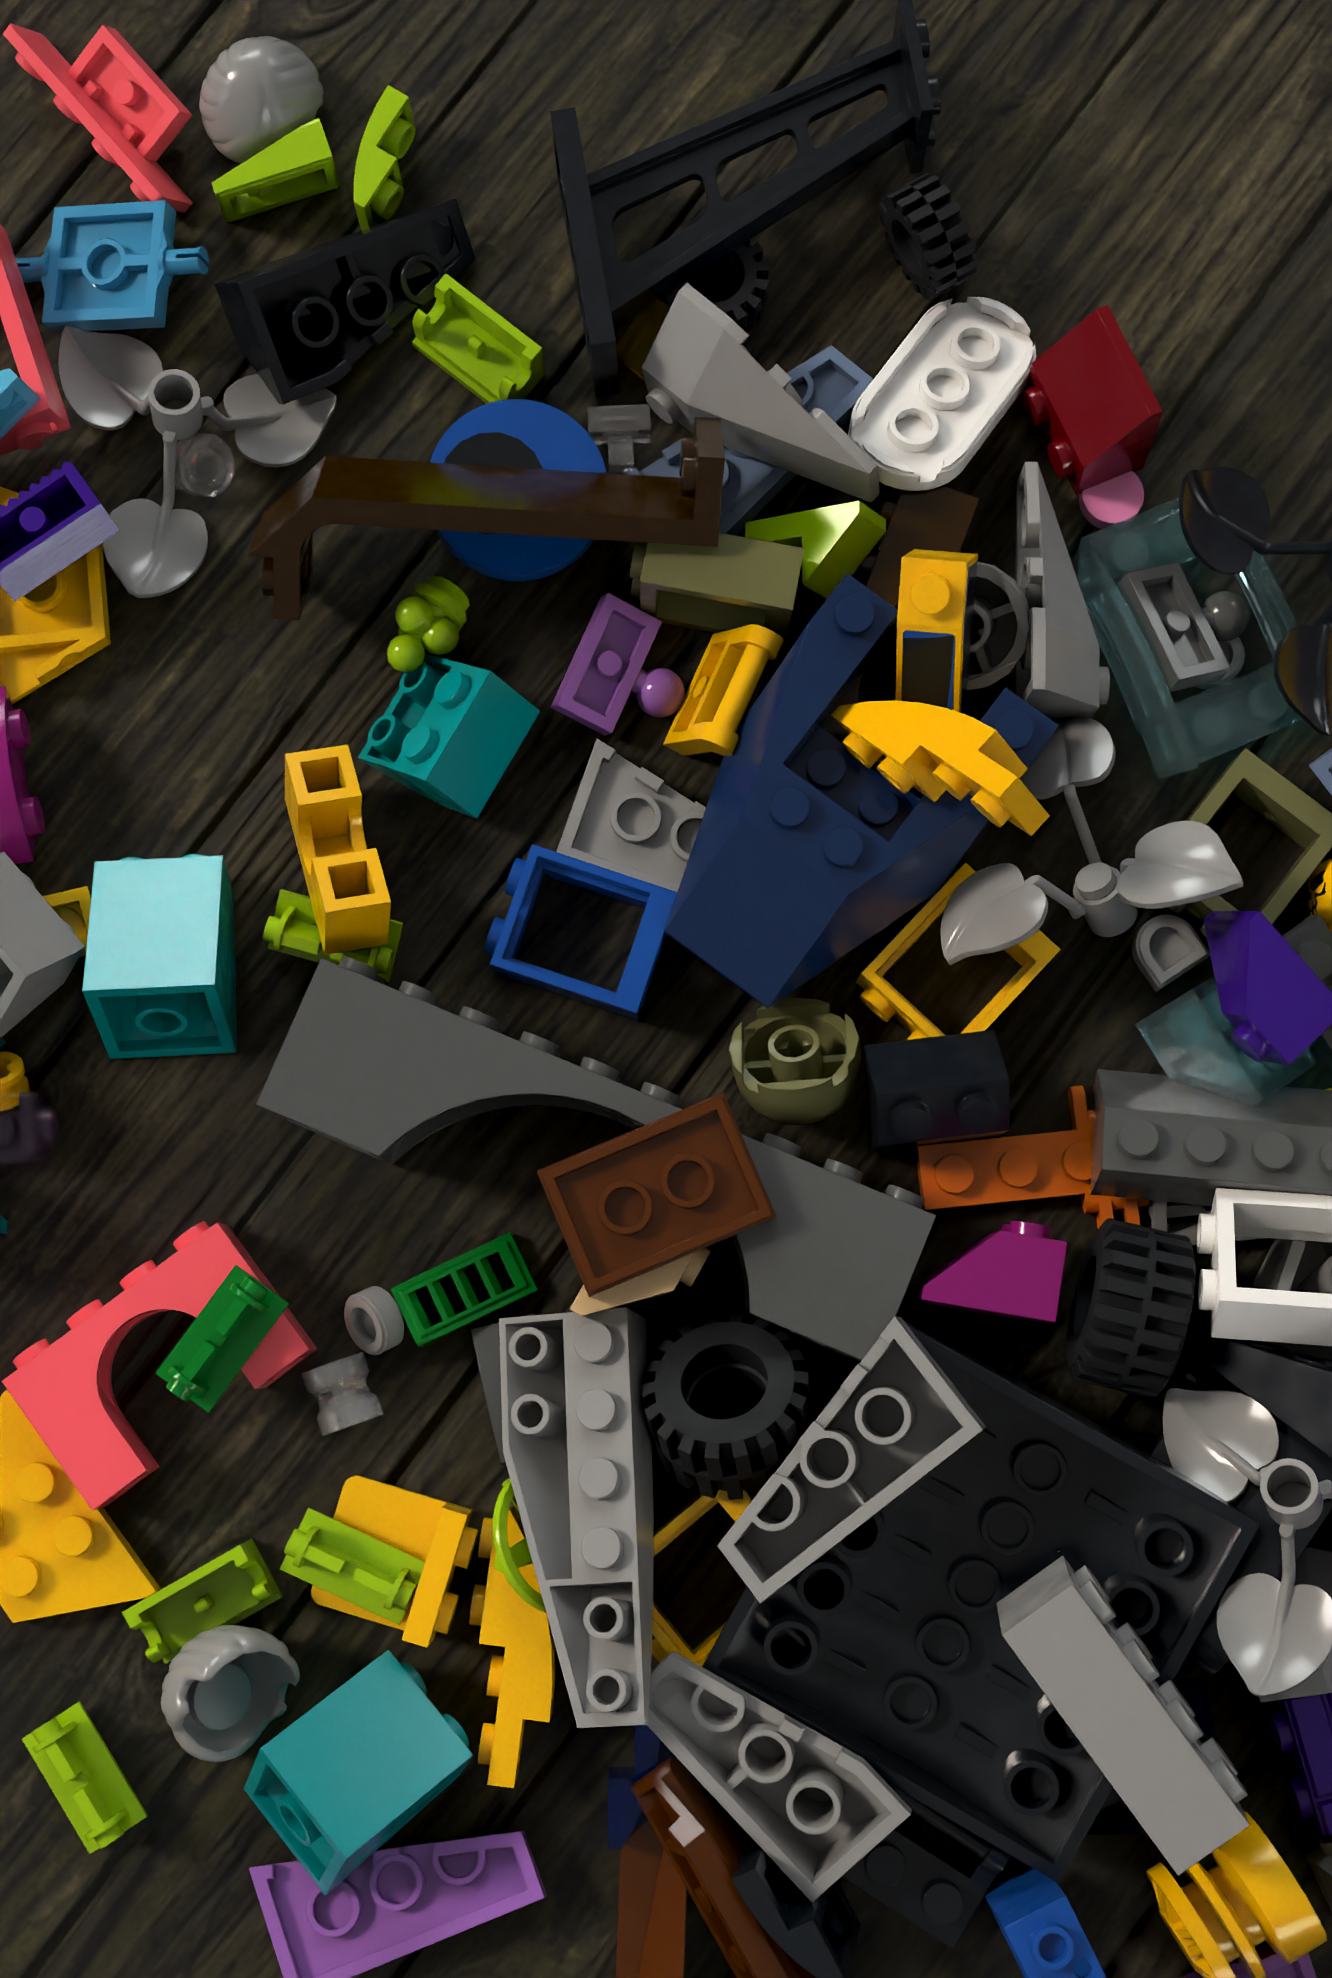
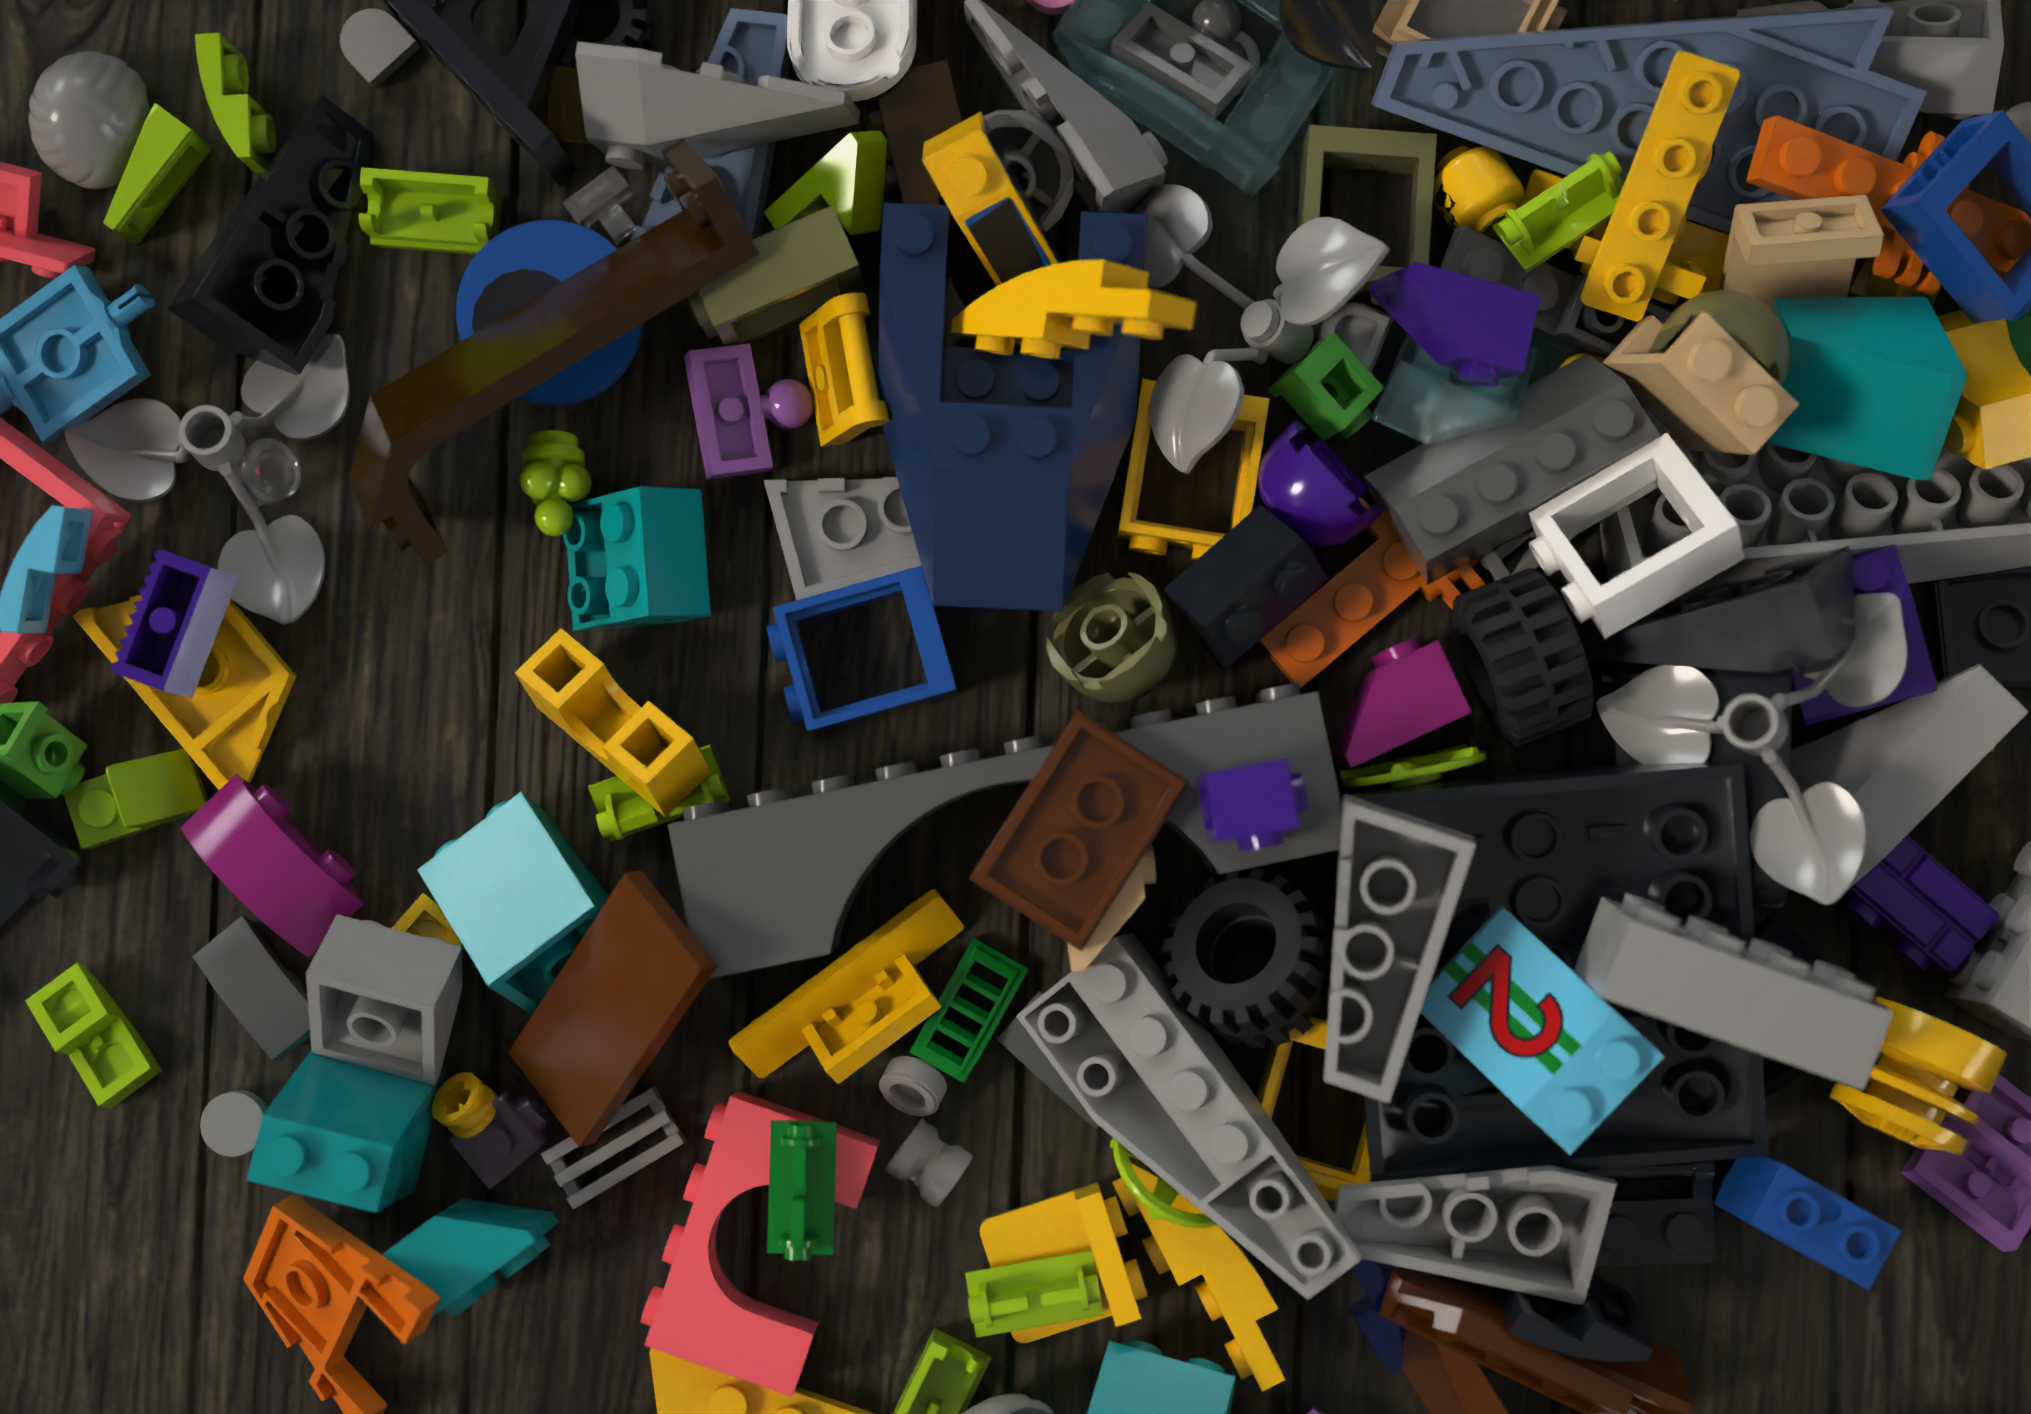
camera: 30 degrees left, 5 degrees up
(39, 1198) = (567, 1175): none -> light grey tile
(170, 1080) = (611, 1008): none -> reddish brown tile
(379, 1215) = (856, 1001): none -> yellow bracket
(526, 190) = (376, 44): none -> light grey tile
(816, 1267) = (1252, 803): none -> dark purple brick
(930, 1632) = (1537, 1030): none -> medium azure slope
(974, 1340) = (1412, 769): none -> lime wheel
(1046, 1051) = (1313, 490): none -> dark purple cylinder
(1117, 977) = (1329, 388): none -> bright green brick

